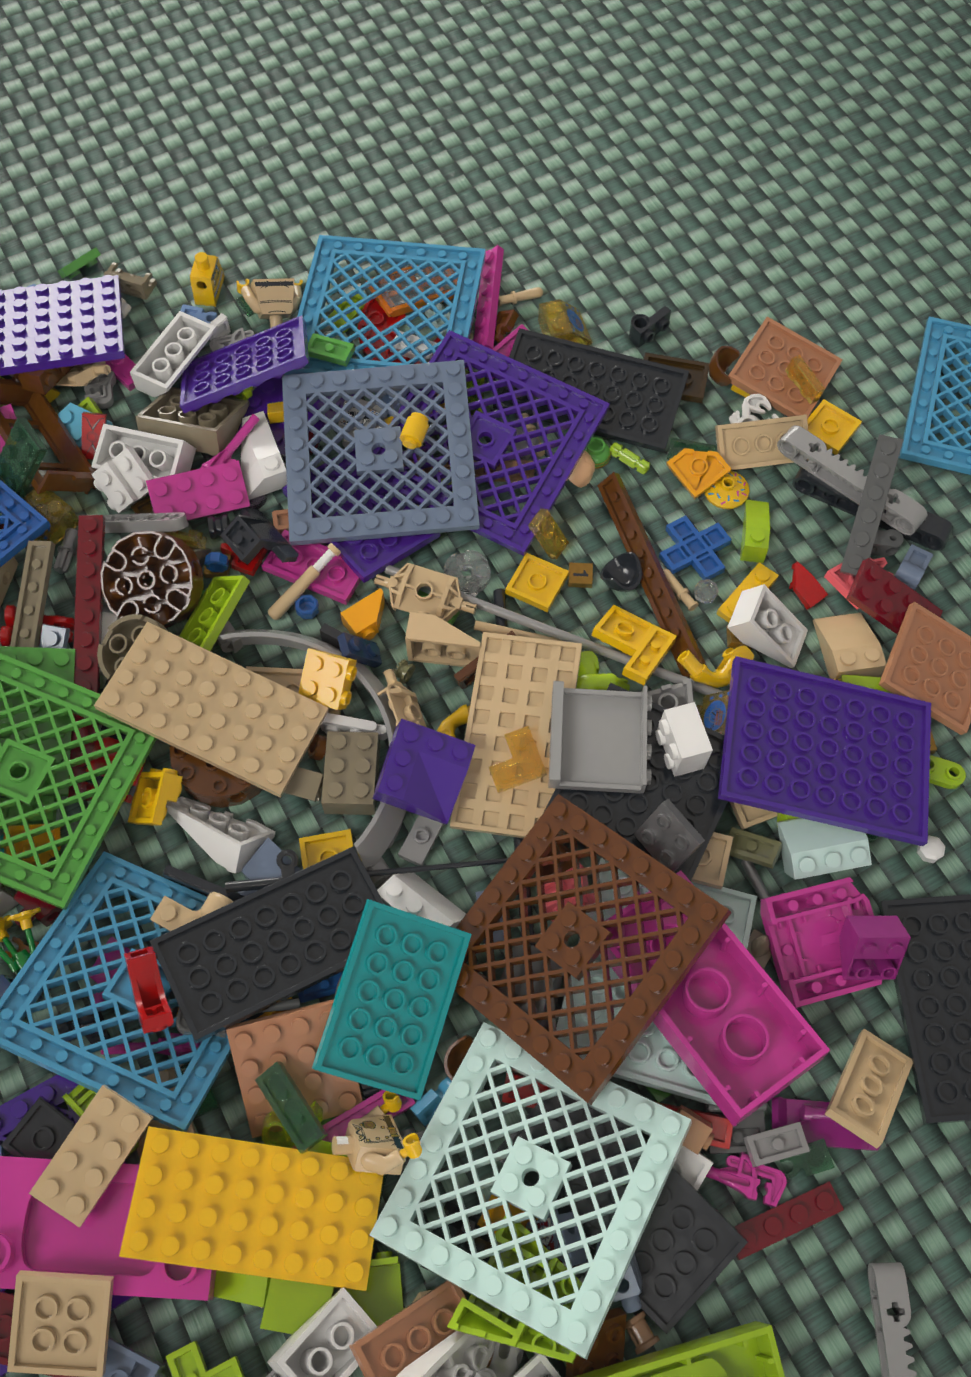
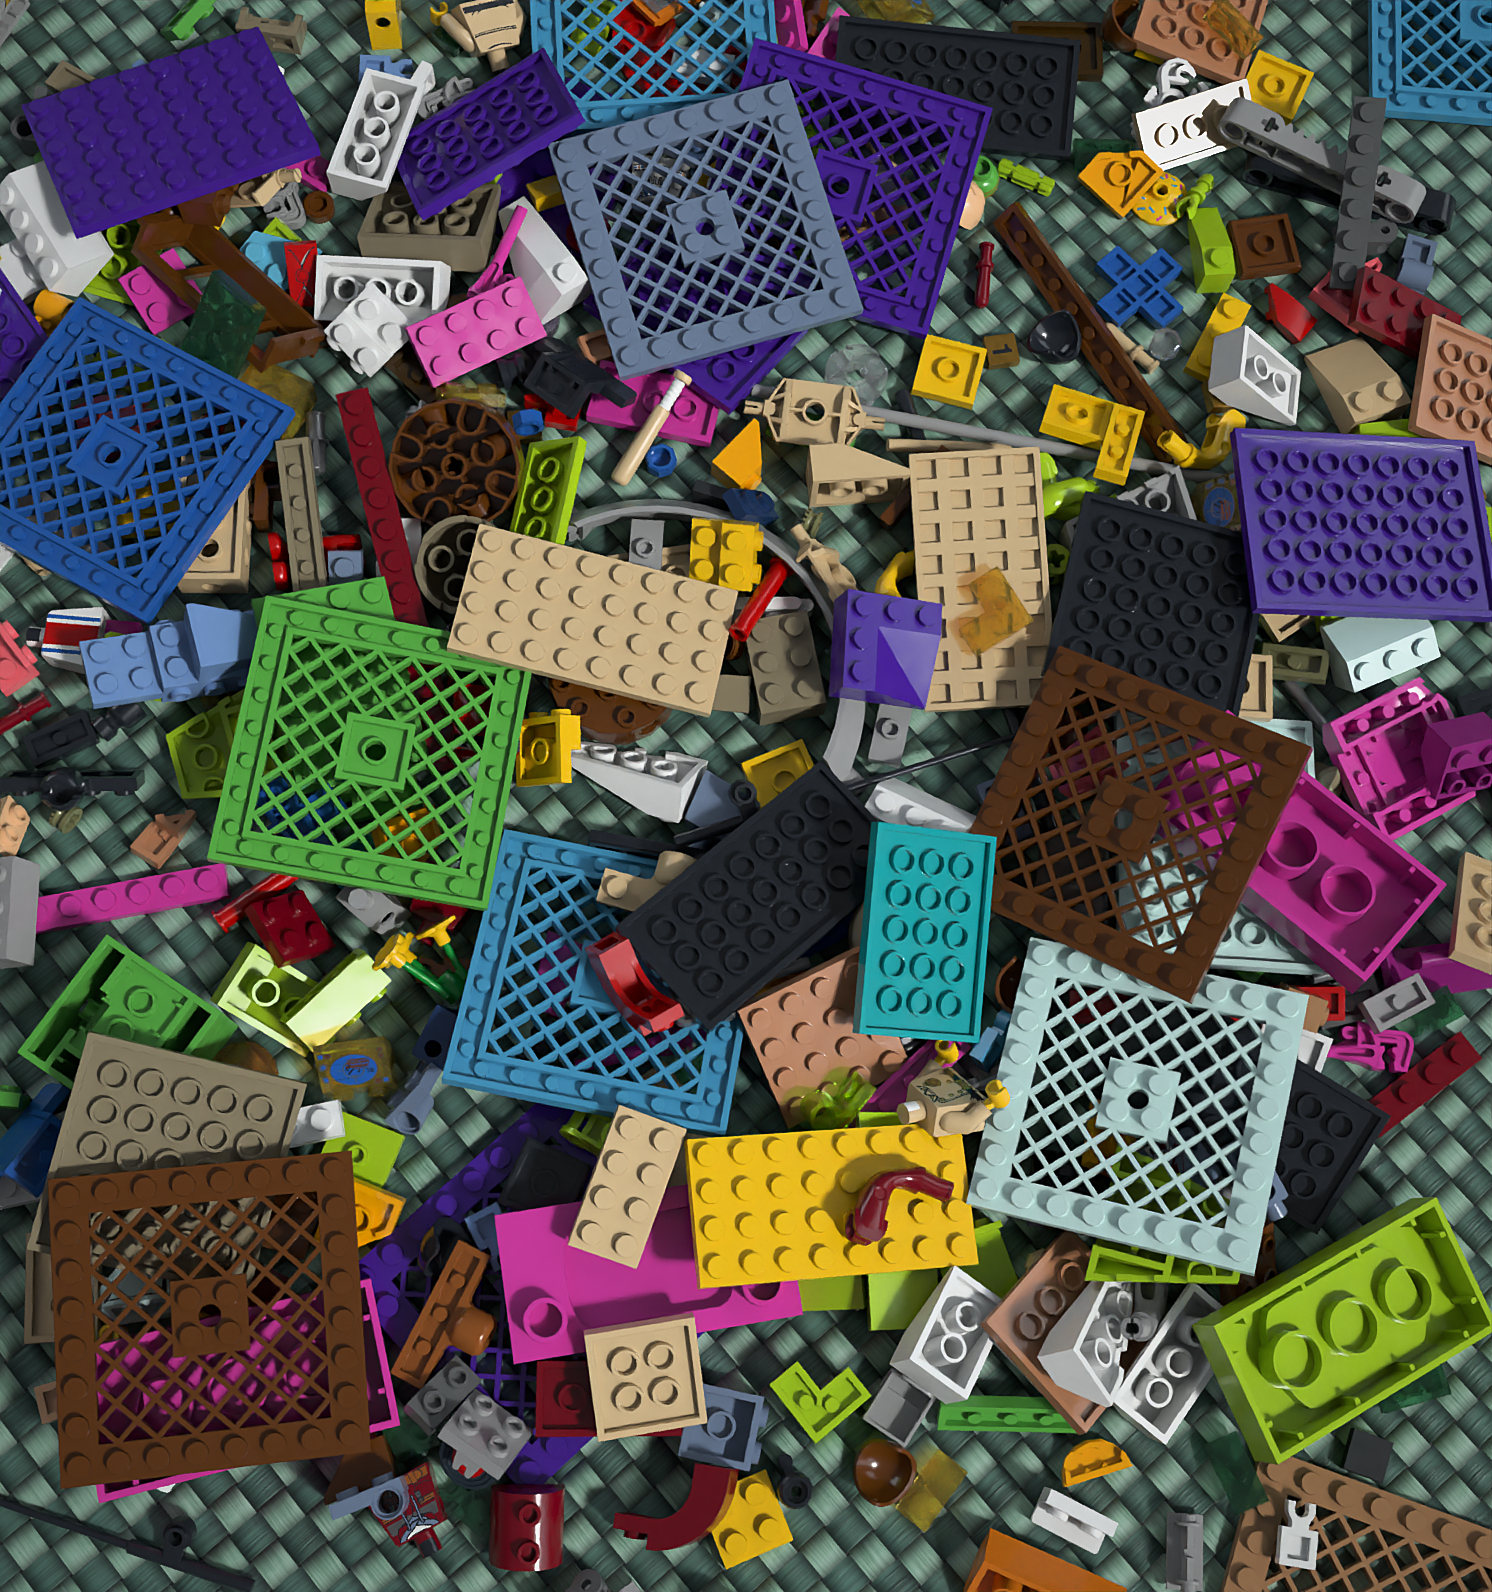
camera: 20 degrees left, 10 degrees up
(11, 588) = (262, 508): none -> reddish brown plate
(124, 397) = (319, 207): none -> reddish brown tile
(145, 522) = (420, 385): light grey beam -> none
(275, 662) = (646, 543): none -> light grey plate
(275, 1227) = (867, 1220): none -> dark red piece
(291, 1107) = (838, 1082): clear green plate -> none
(330, 349) = (598, 92): bright green plate -> none
(343, 718) = (760, 599): none -> red pin
(414, 430) = (750, 194): yellow brick -> none
(548, 533) = (951, 303): clear yellow plate -> none
(583, 514) = (984, 268): none -> dark red piece
(599, 740) = (1092, 566): light grey panel -> none
(641, 1333) = (1289, 1240): medium nougat bush -> none
(669, 836) = (1206, 670): flat silver plate -> none
(683, 739) = (1198, 547): white brick -> none
(753, 491) = (1195, 196): none -> lime piece
(797, 535) = (1263, 246): none -> reddish brown plate

